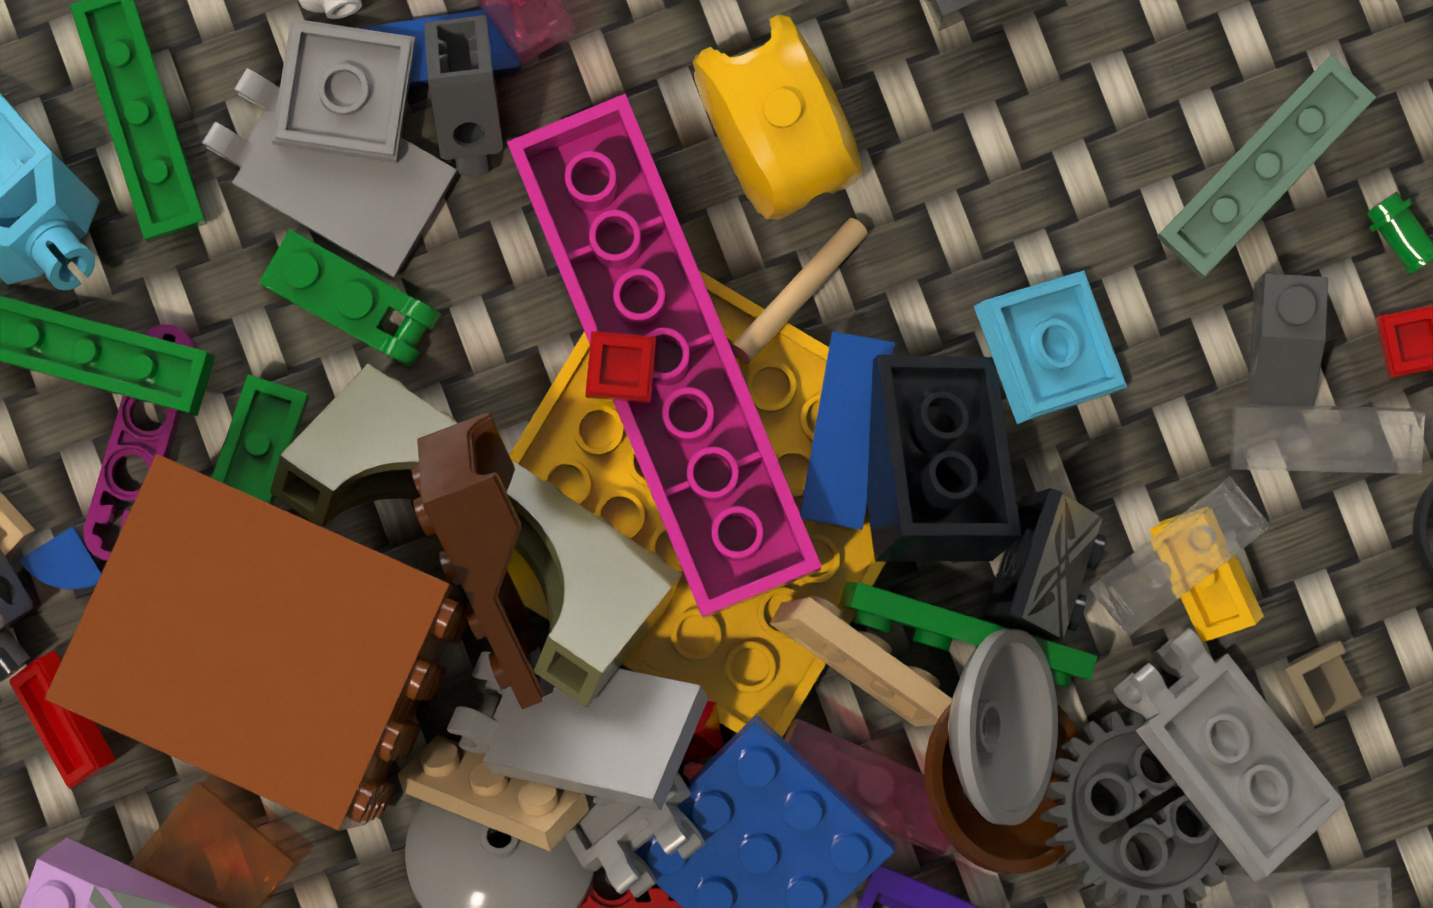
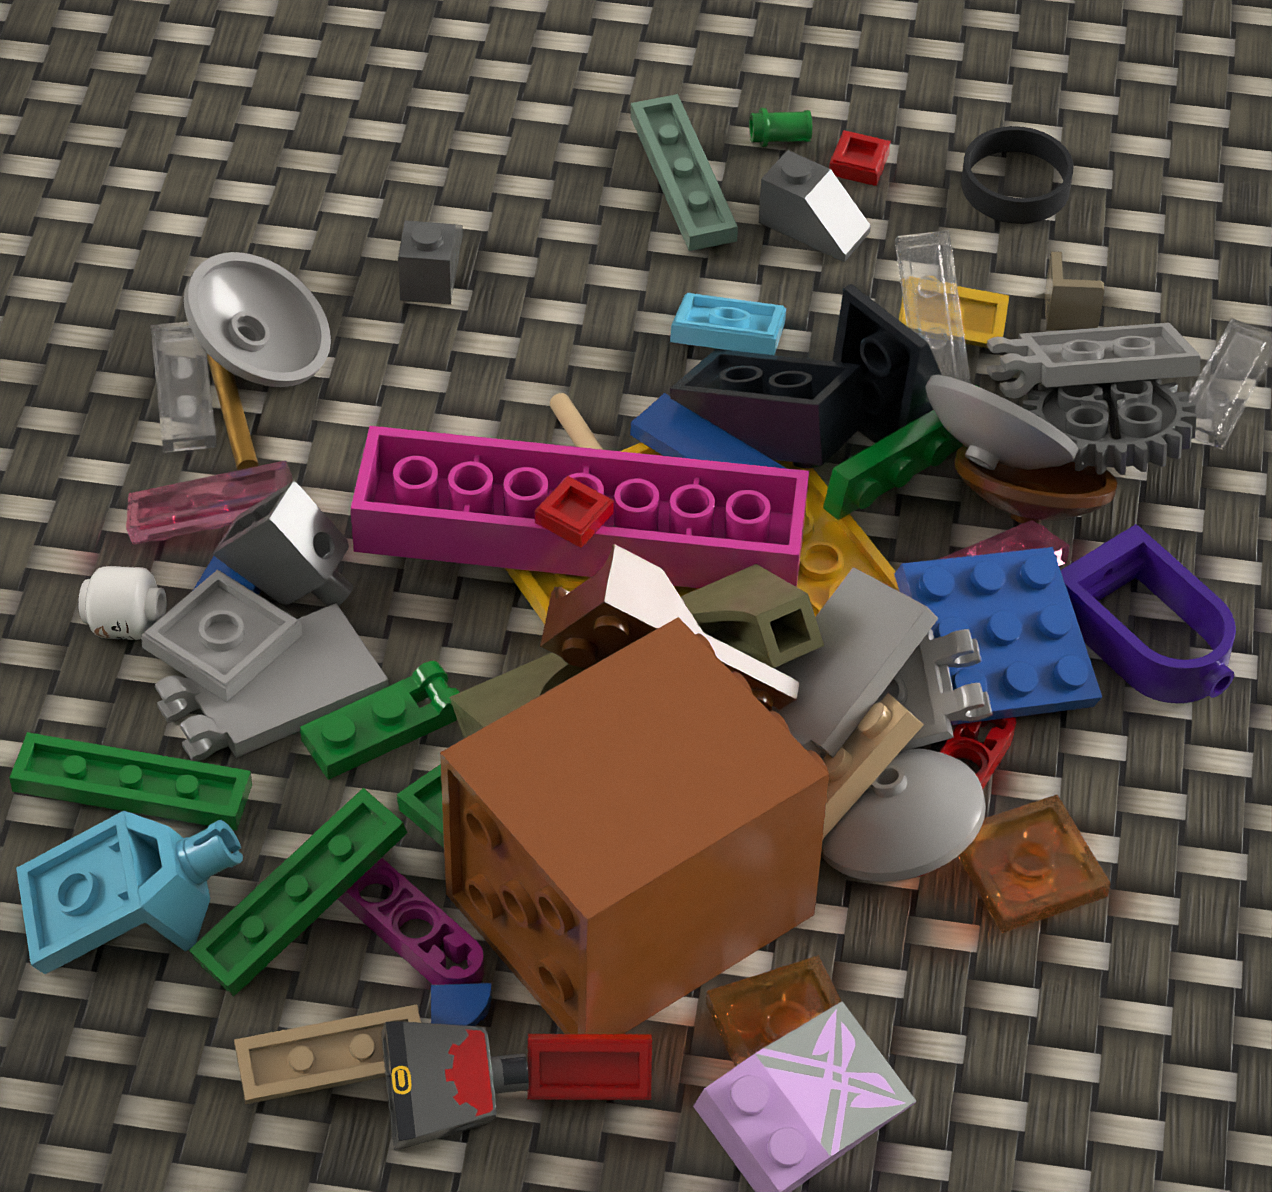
camera: 65 degrees left, 35 degrees down
(778, 121) = (450, 381): yellow animal -> none
(862, 659) = (892, 514): tan plate -> none
(1327, 438) = (904, 211): clear tile -> none

